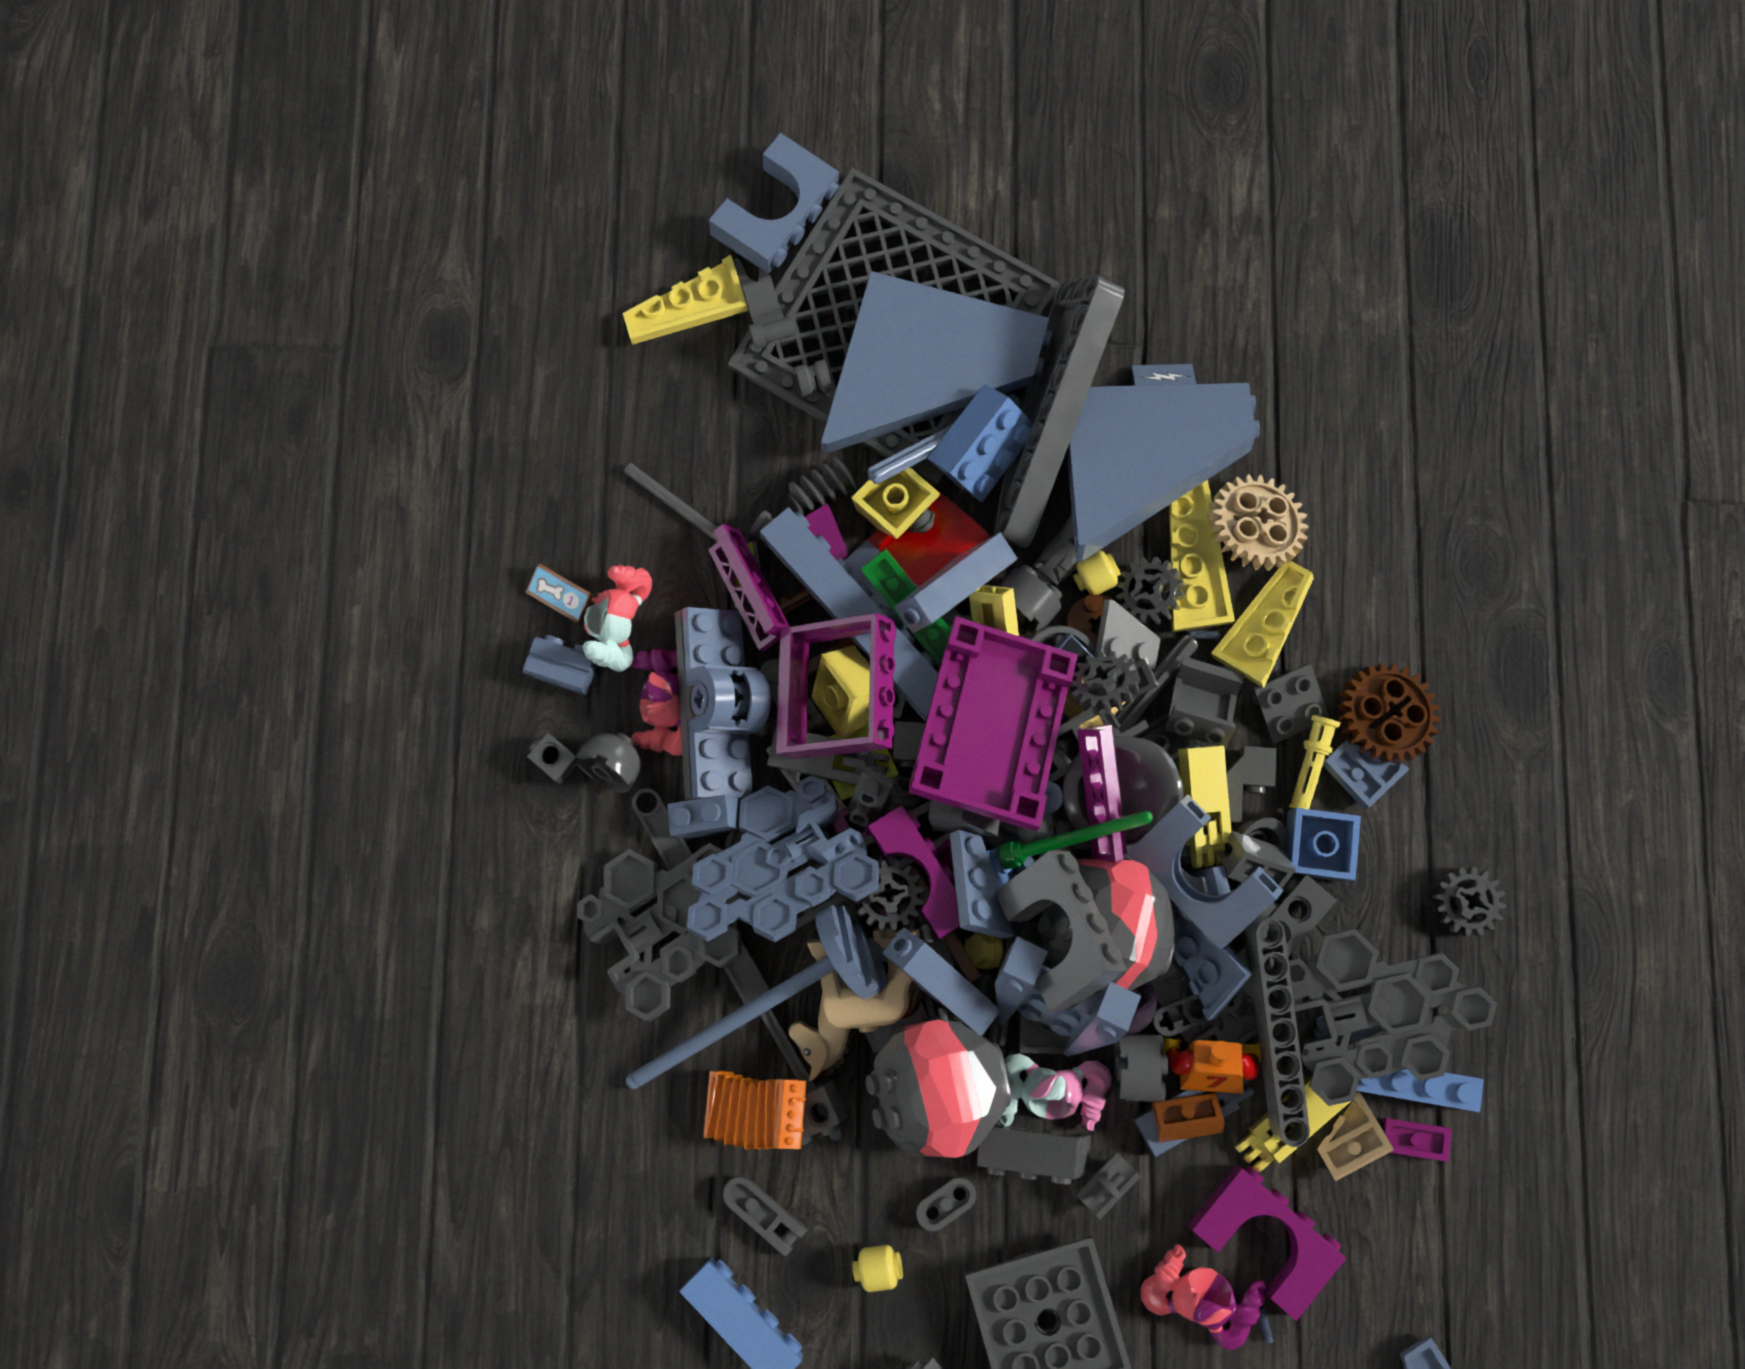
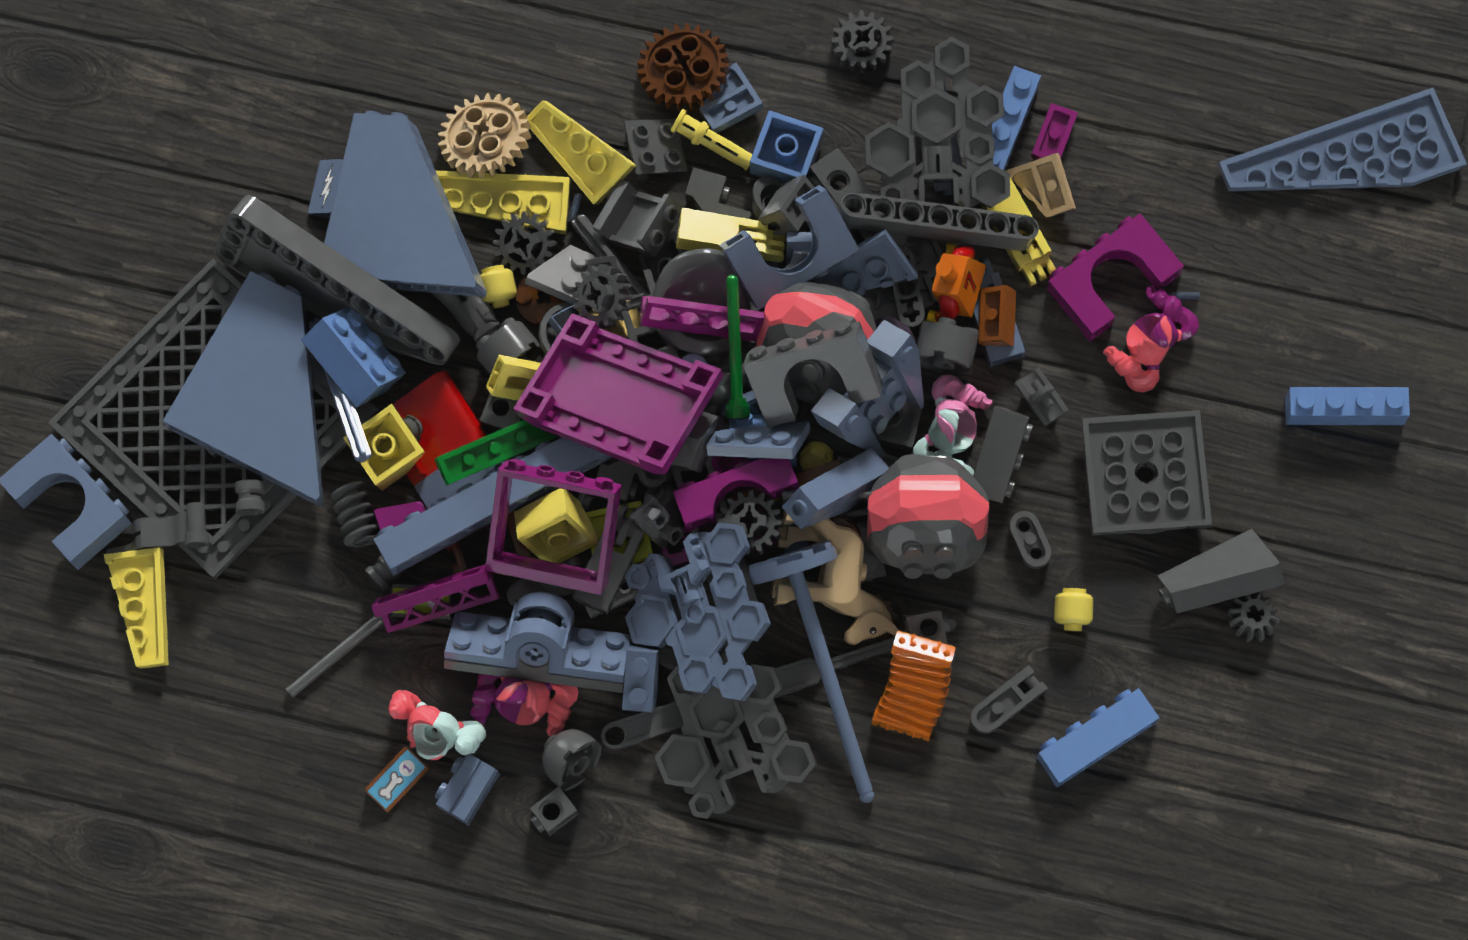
camera: 75 degrees left, 5 degrees down
(955, 582) = (481, 402): sand blue slope -> none

